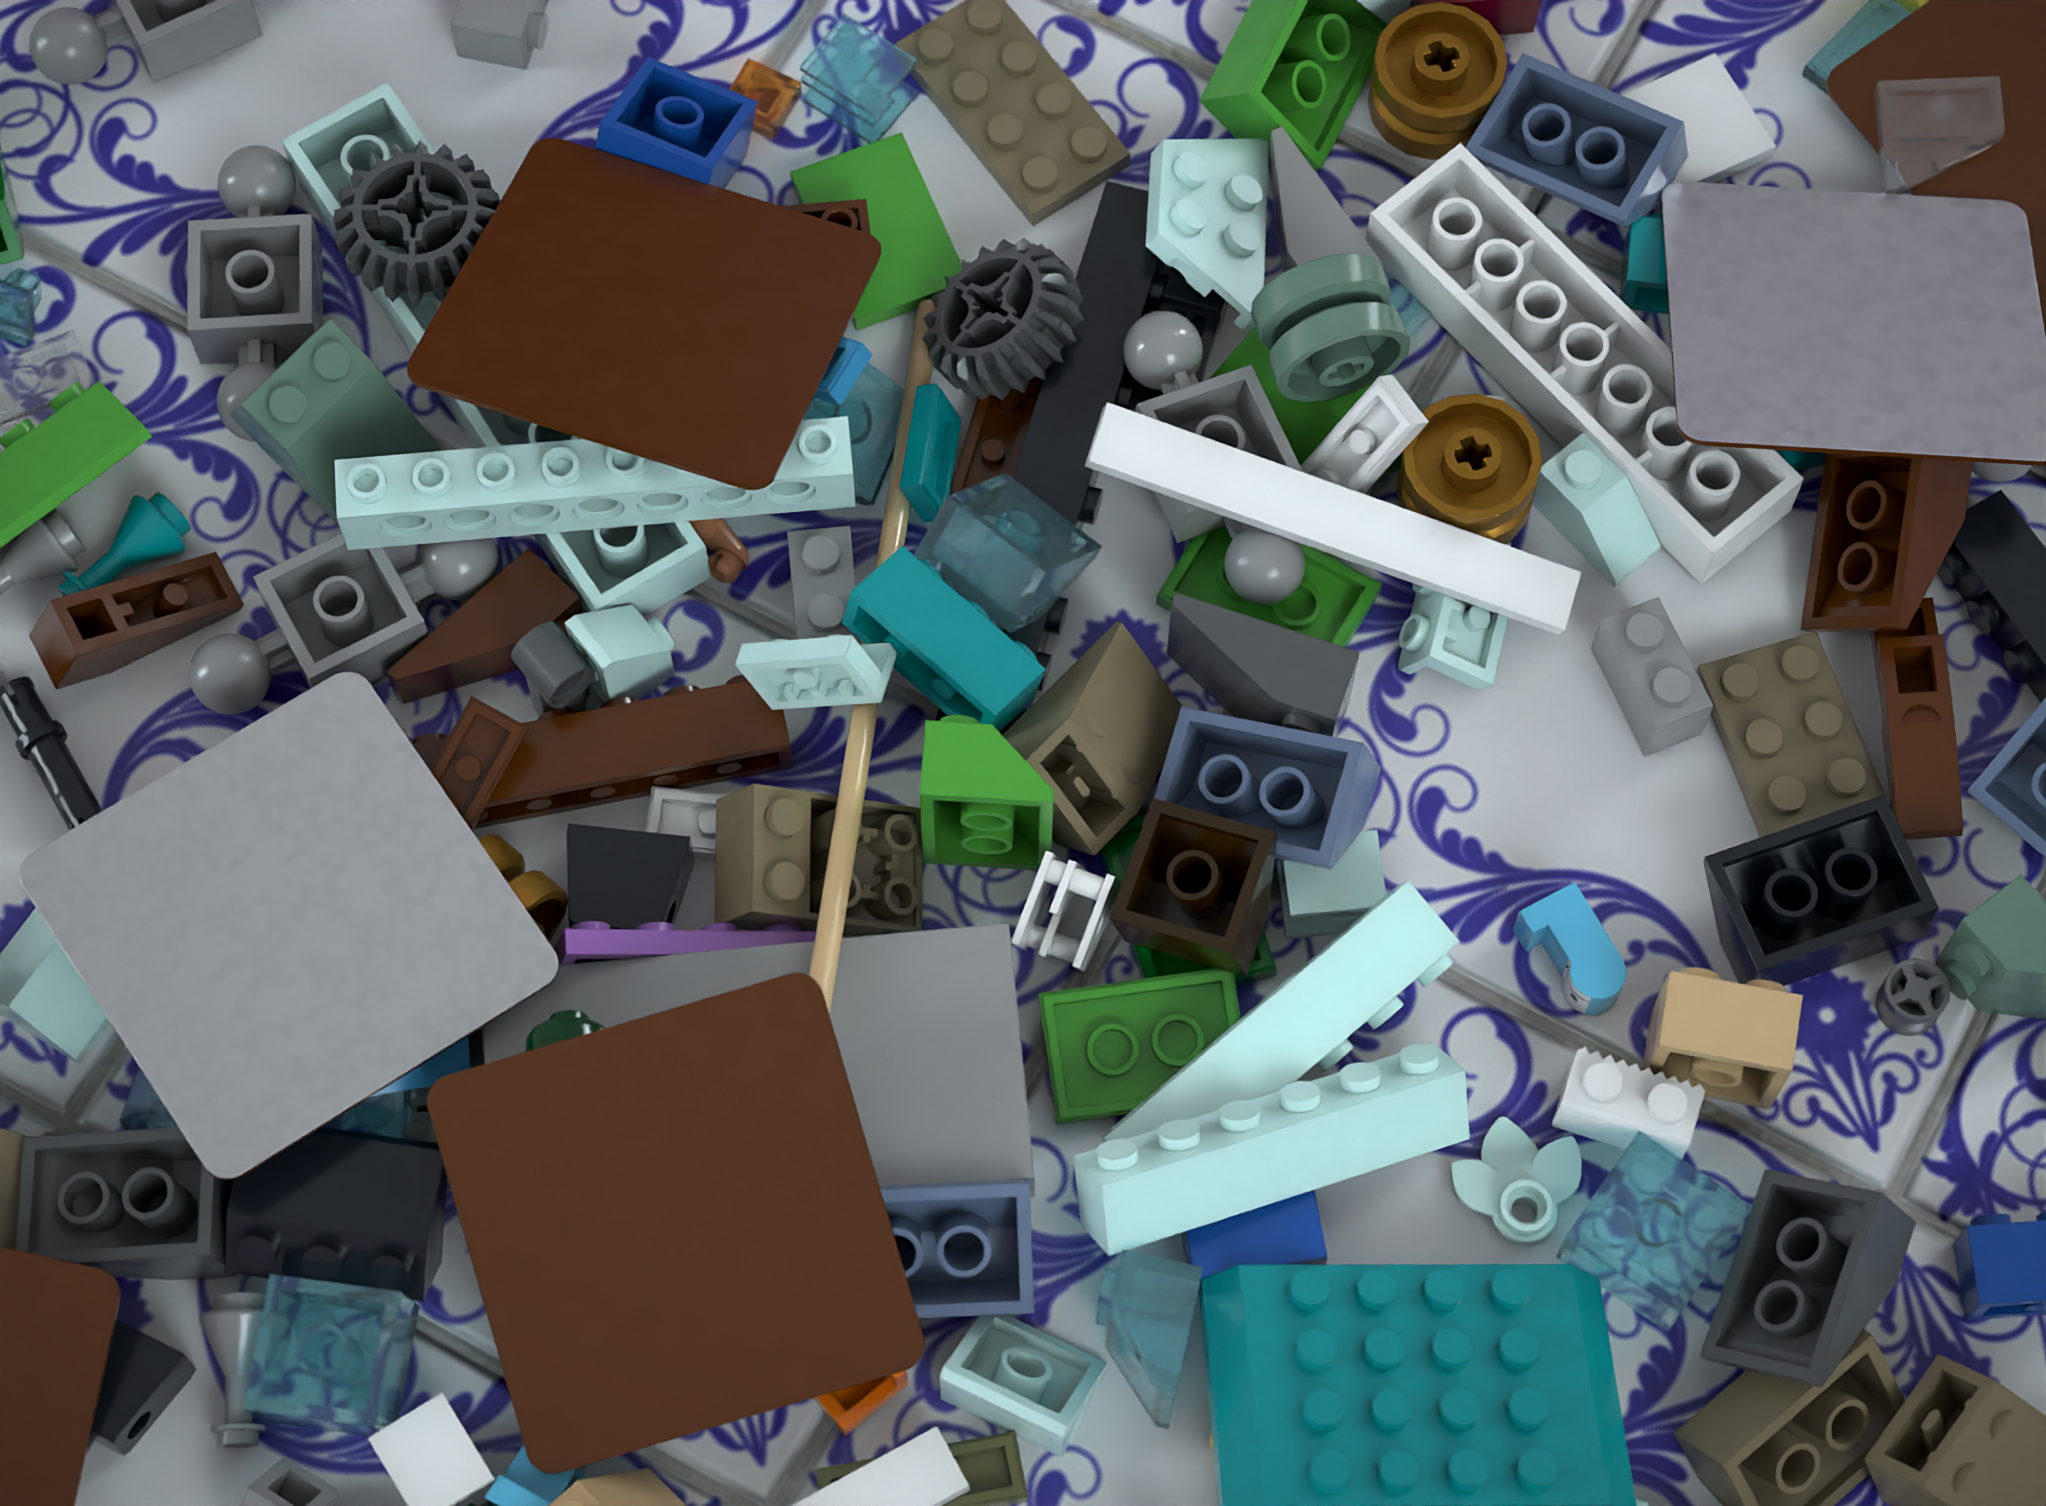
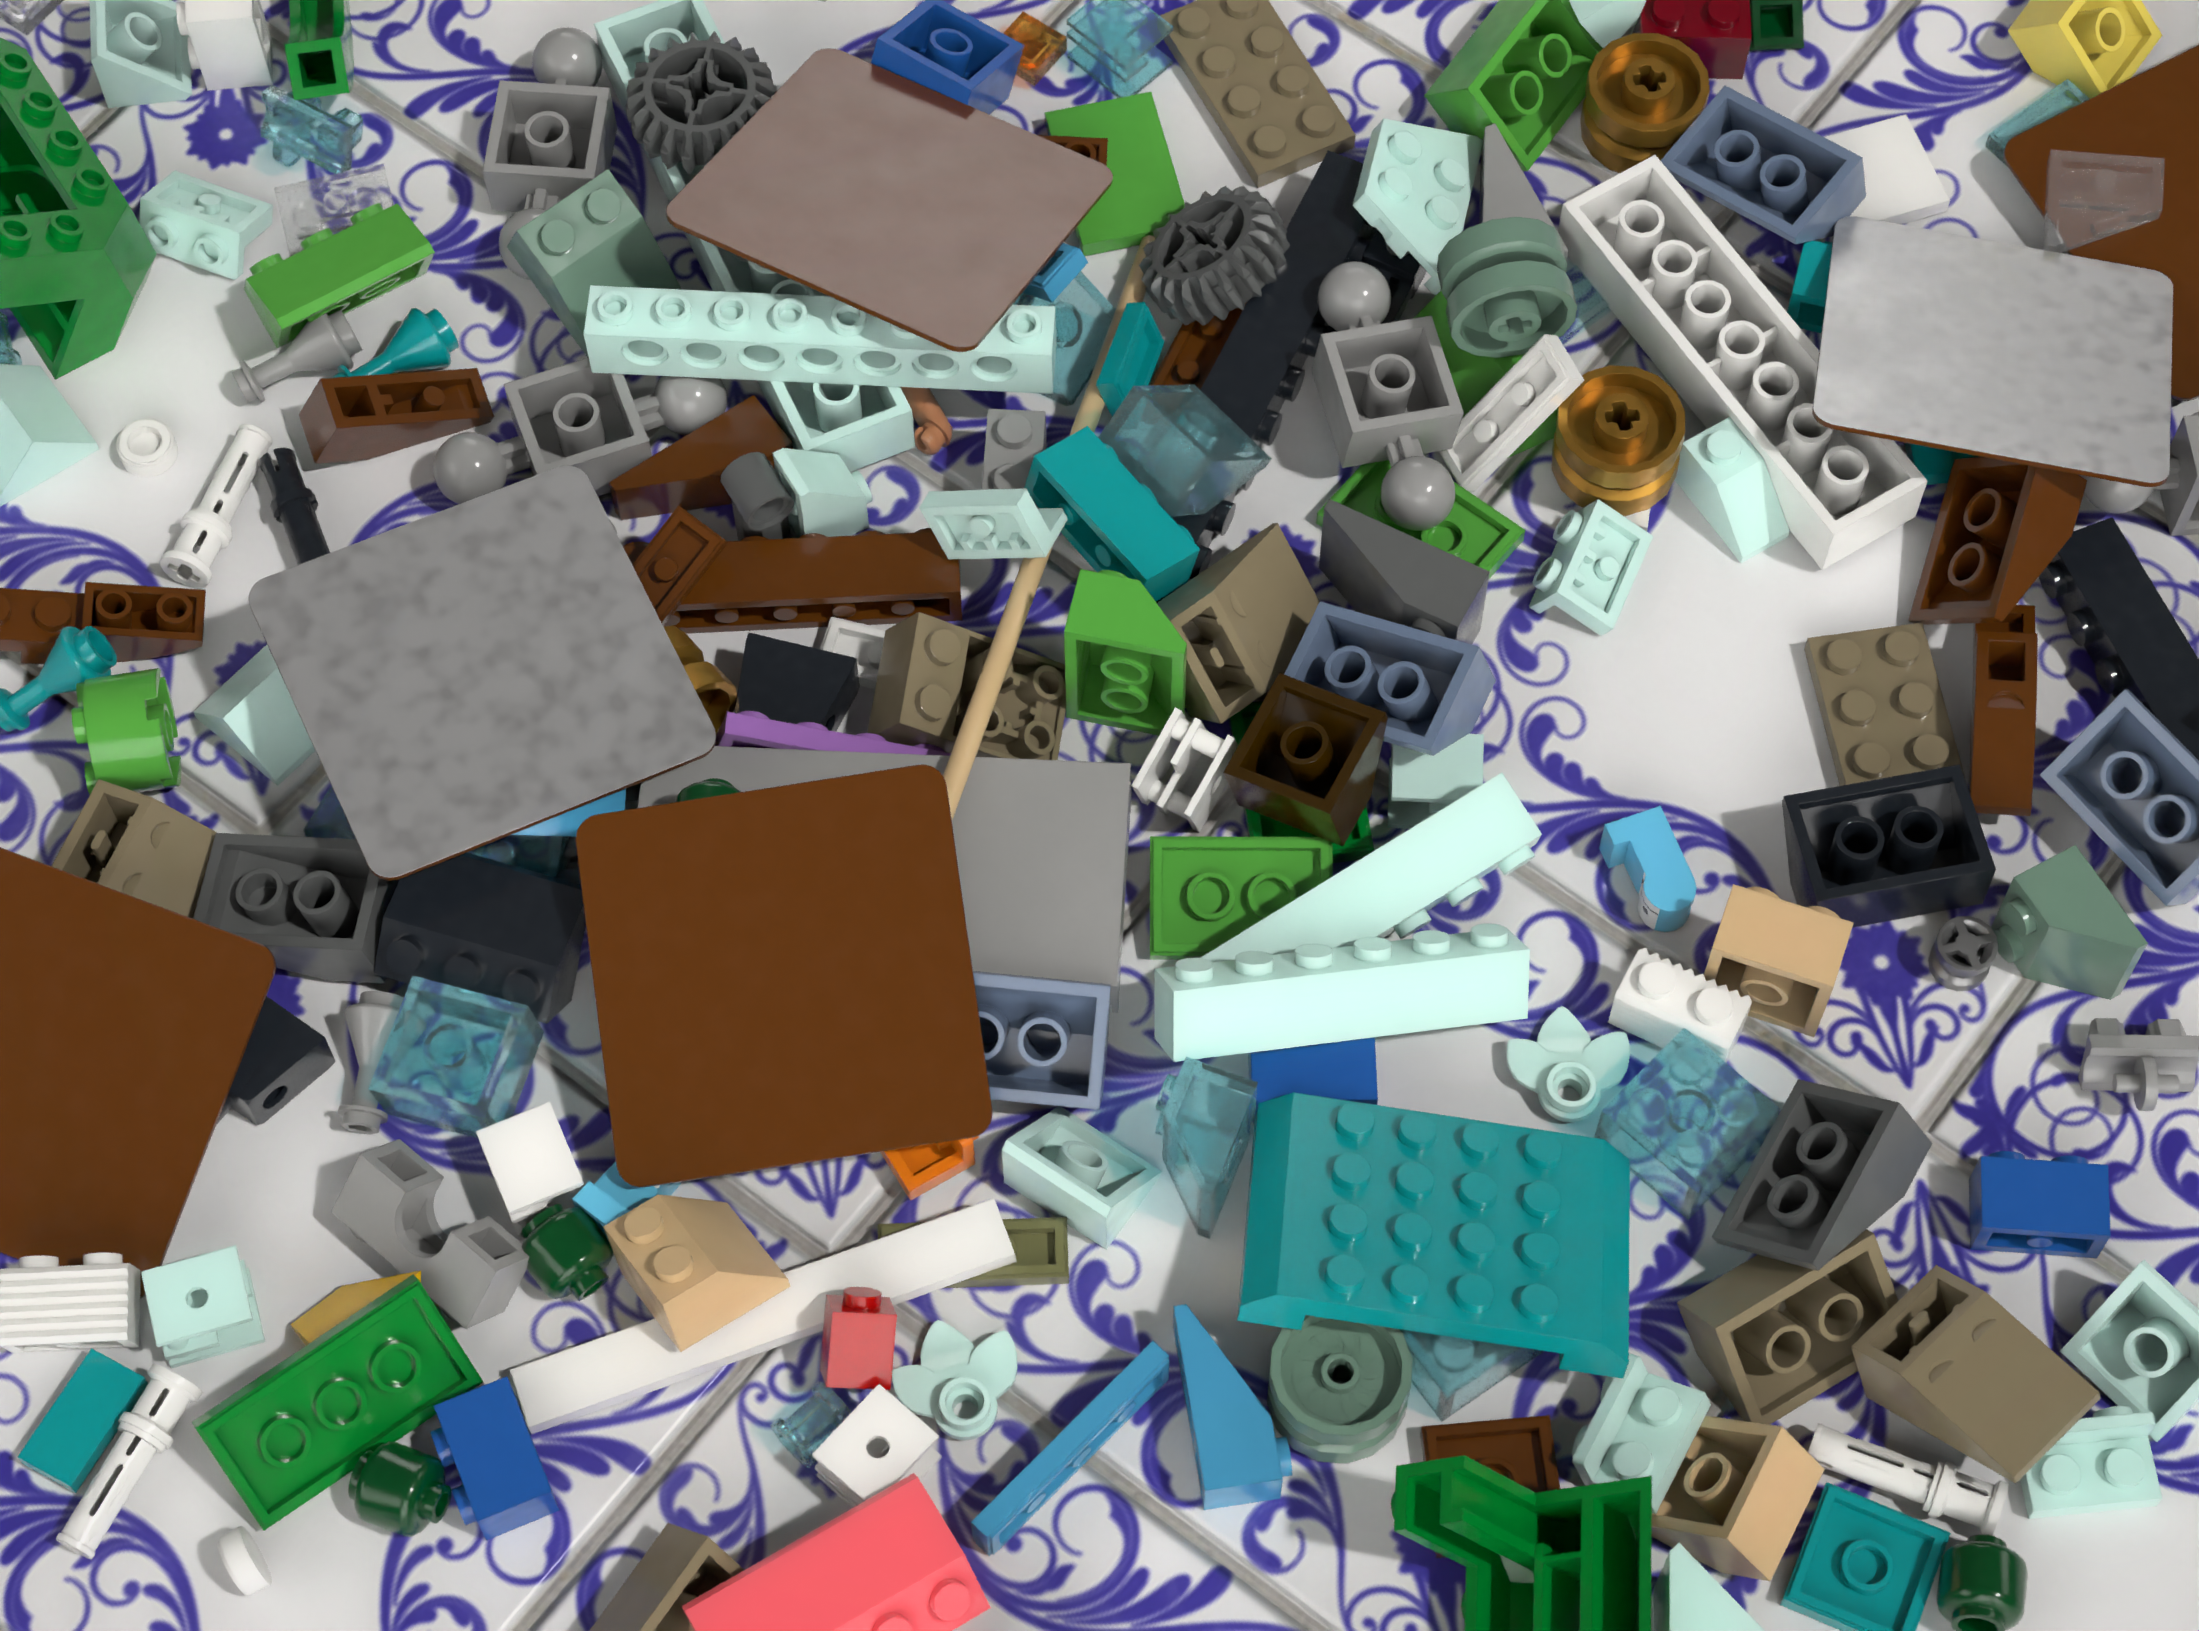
camera: 10 degrees right, 5 degrees down
(1332, 518) = (1486, 457): white tile -> none
(1651, 676) = (1761, 640): light grey brick -> none

